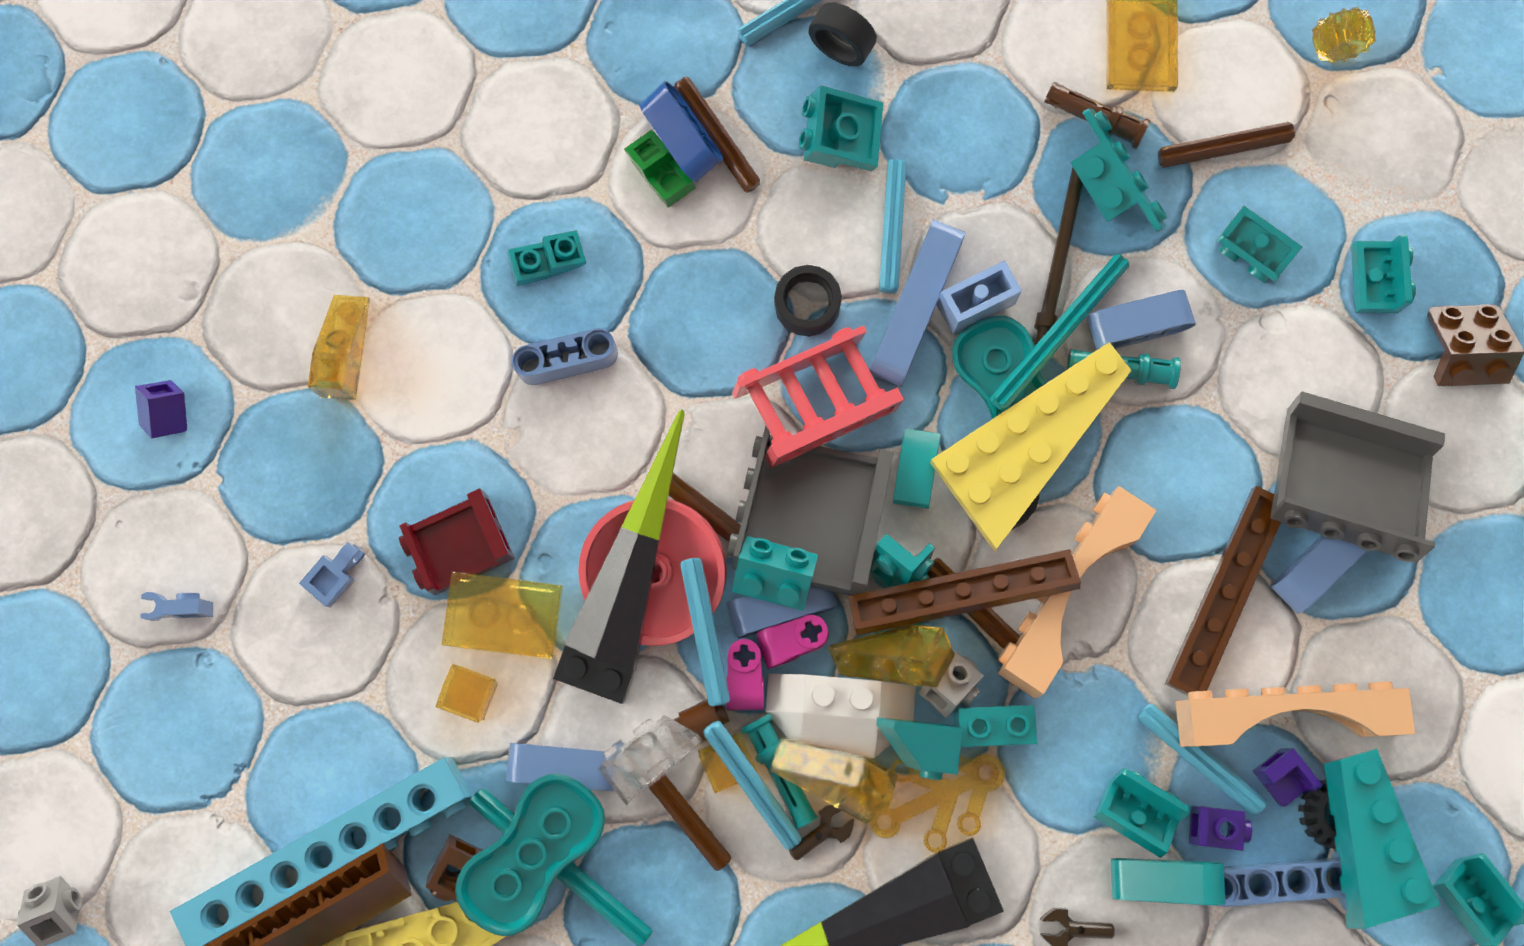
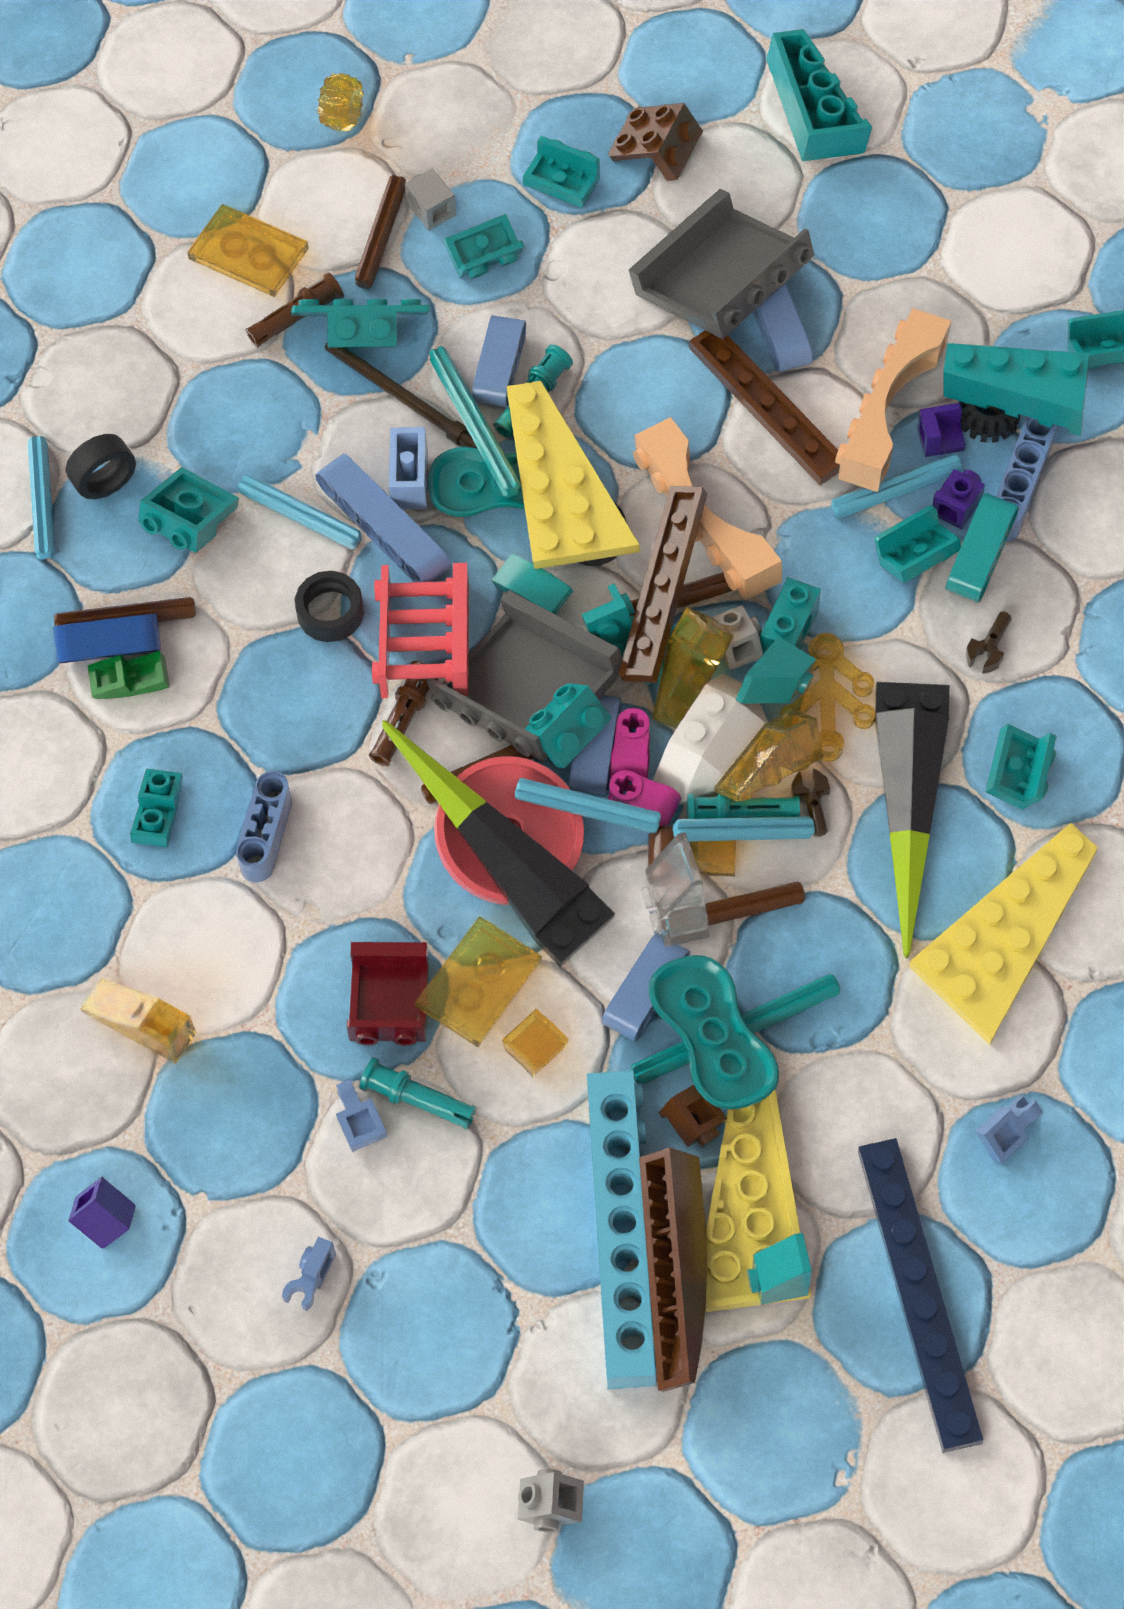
camera: 65 degrees left, 15 degrees down
(374, 599) = (401, 1088): none -> teal pin
(750, 422) = (407, 697): none -> reddish brown pin
(1284, 170) = (430, 199): none -> light grey brick

